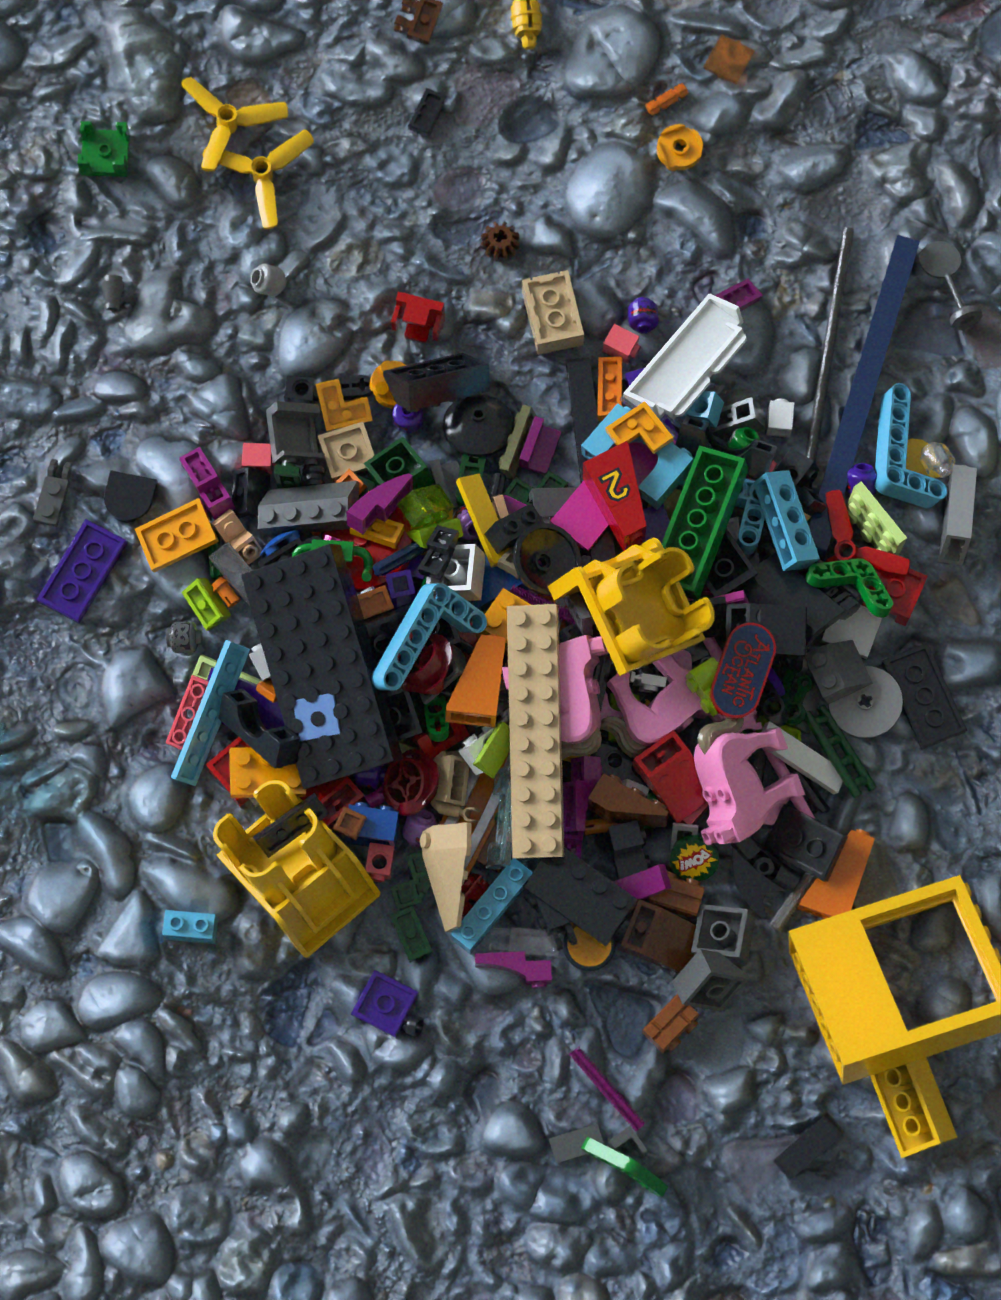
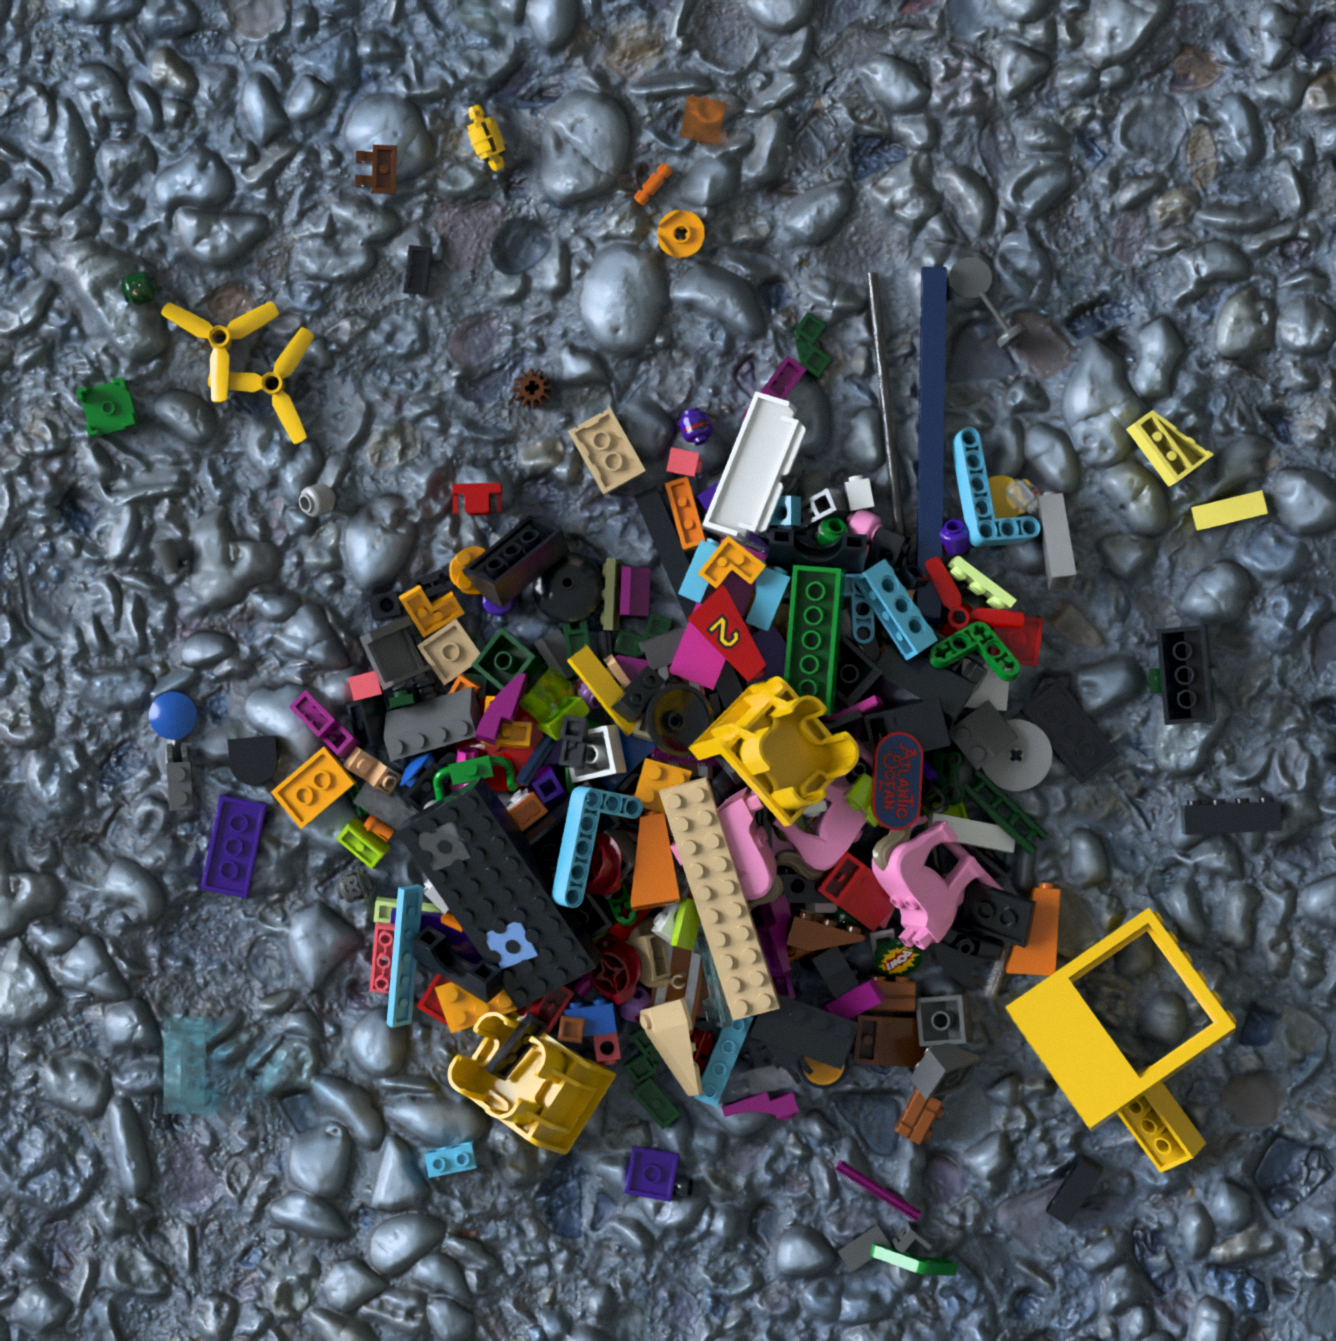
camera: 20 degrees left, 15 degrees up
(67, 435) = (173, 715): none -> blue dish
(169, 58) = (139, 288): none -> dark green head
(268, 592) = (444, 832): none -> clear piece
(768, 284) = (808, 354): none -> dark green tile
(781, 440) = (864, 523): none -> bright pink head

